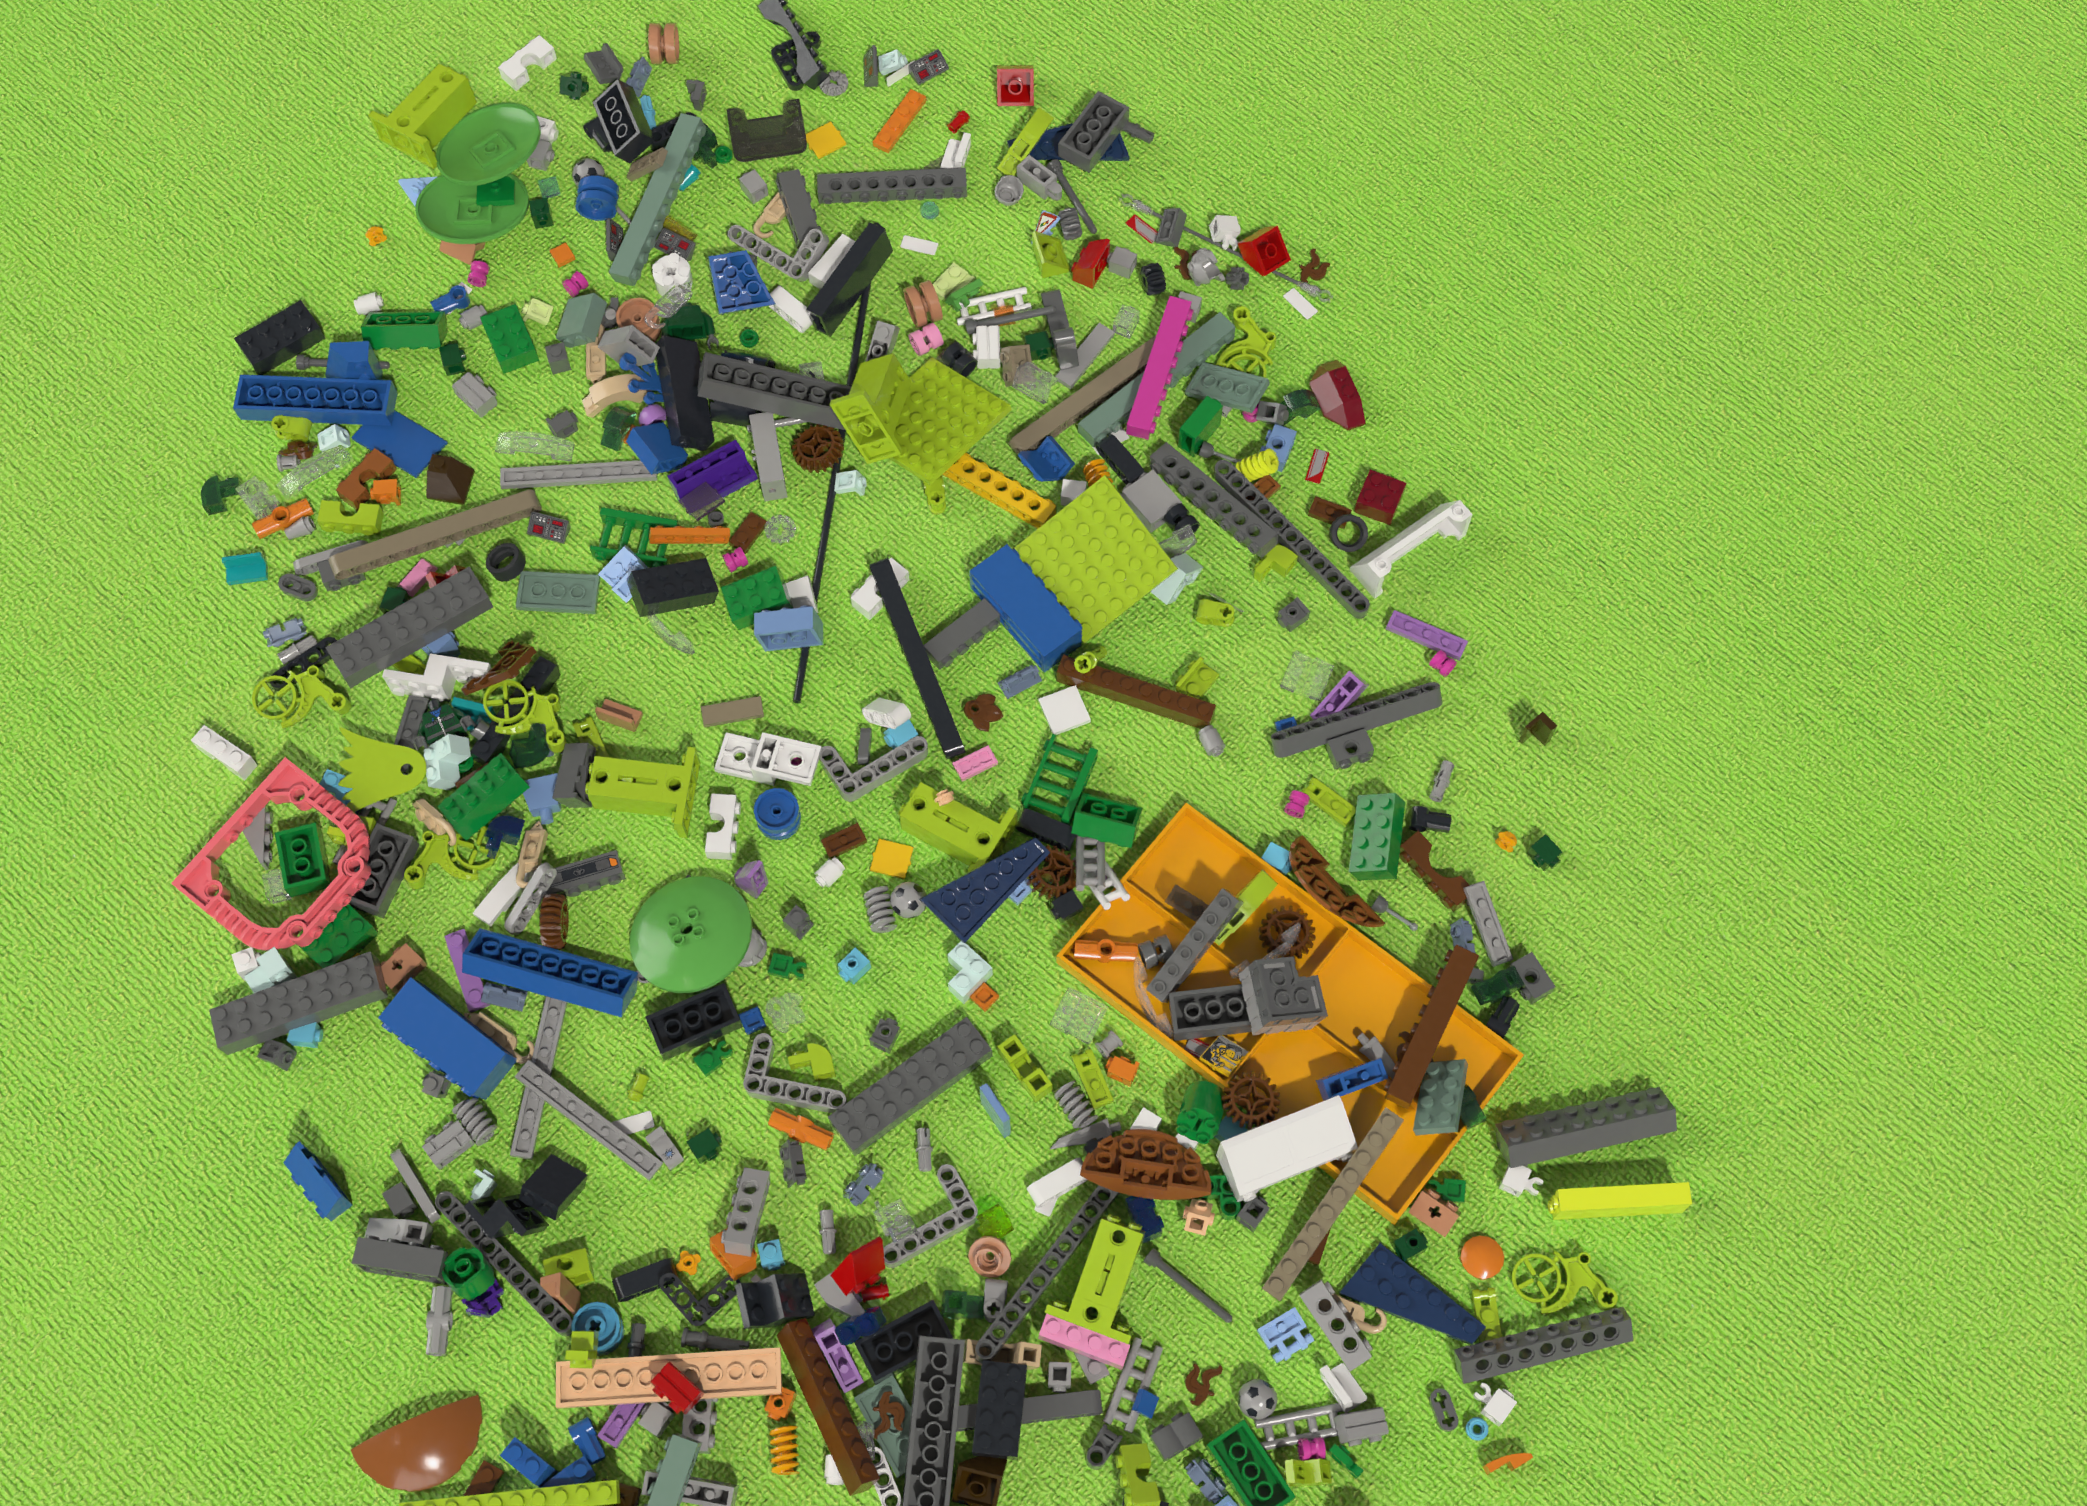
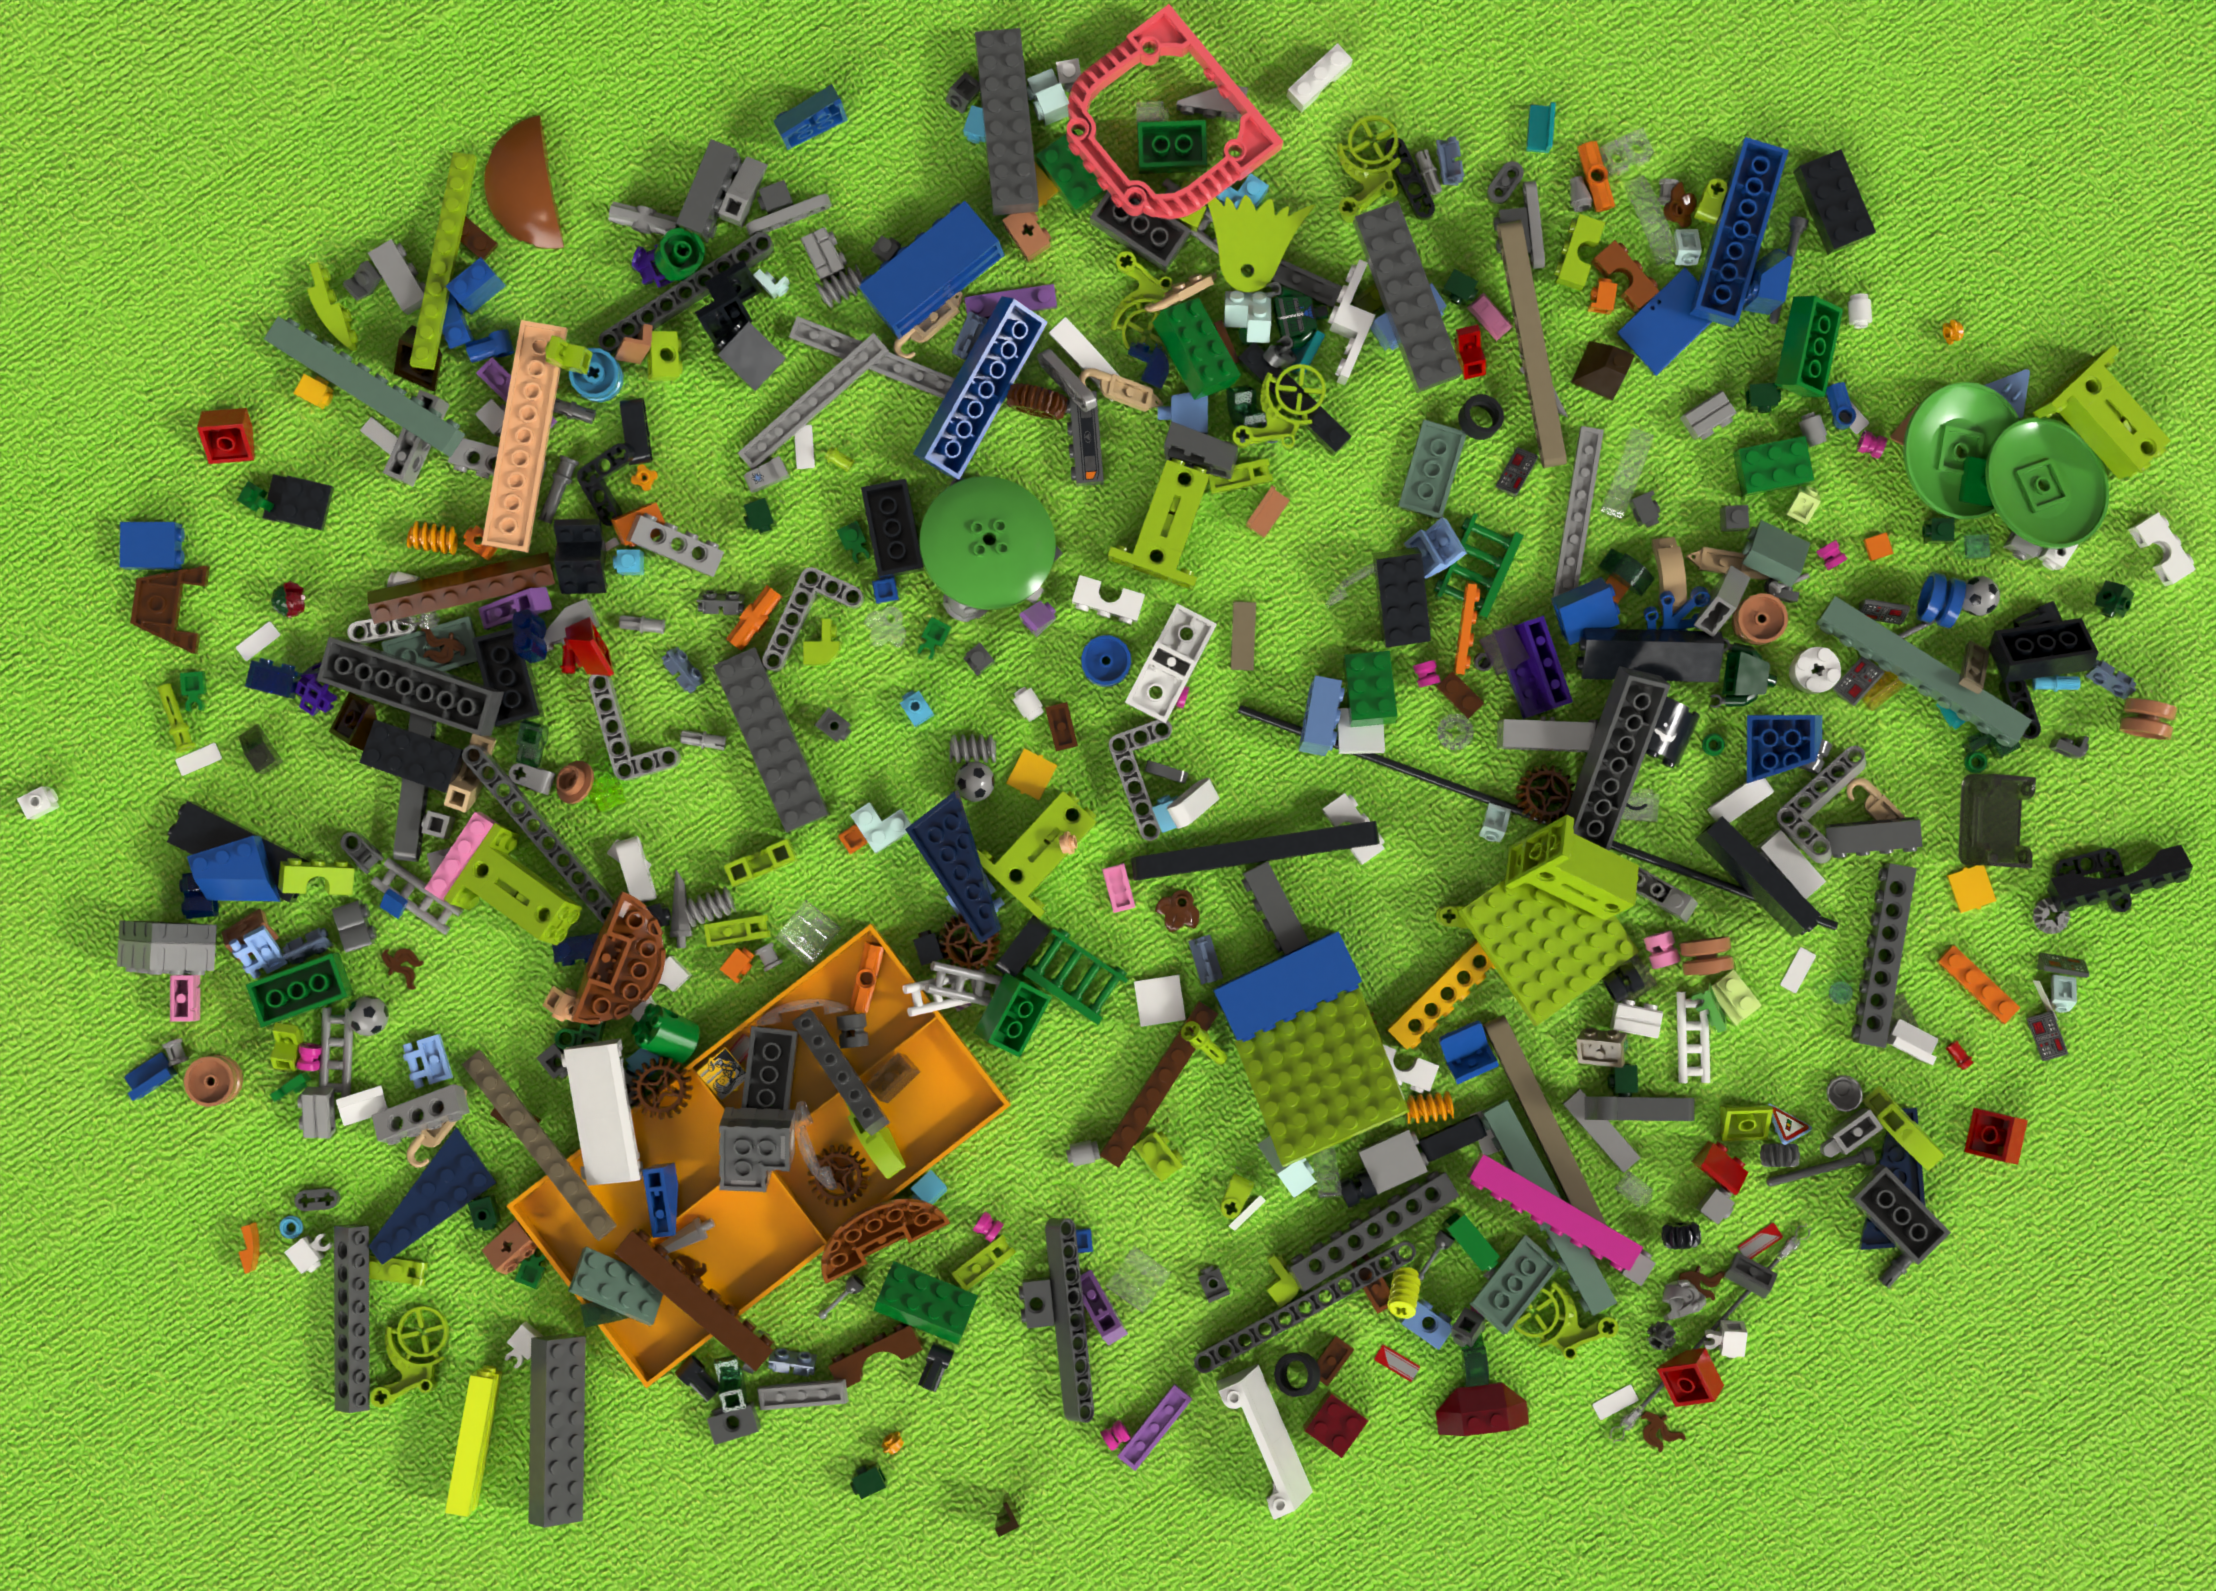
camera: 100 degrees right, 20 degrees up
(215, 493) = (1646, 104): clear green brick -> none
(513, 659) = (1338, 396): reddish brown wing -> none
(604, 65) = (2137, 641): dark grey bracket -> none
(652, 414) = (1630, 612): medium lavender hair -> none
(669, 304) = (1770, 659): clear plate -> none
(676, 1388) = (506, 441): red brick -> none
(753, 186) = (1921, 789): light grey brick -> none
(895, 1219) = (634, 695): clear bracket -> none
(971, 324) = (1669, 1010): dark grey piece -> none
(995, 1110) = (717, 820): tile -> none
(1002, 311) = (1675, 1048): clear orange tile -> none
(1034, 381) = (1574, 1061): clear bracket -> none
(1155, 1260) = (534, 948): dark grey piece -> none
(1441, 781) = (979, 1393): light grey pin -> none
(1482, 1257) = (457, 1283): orange dish -> none

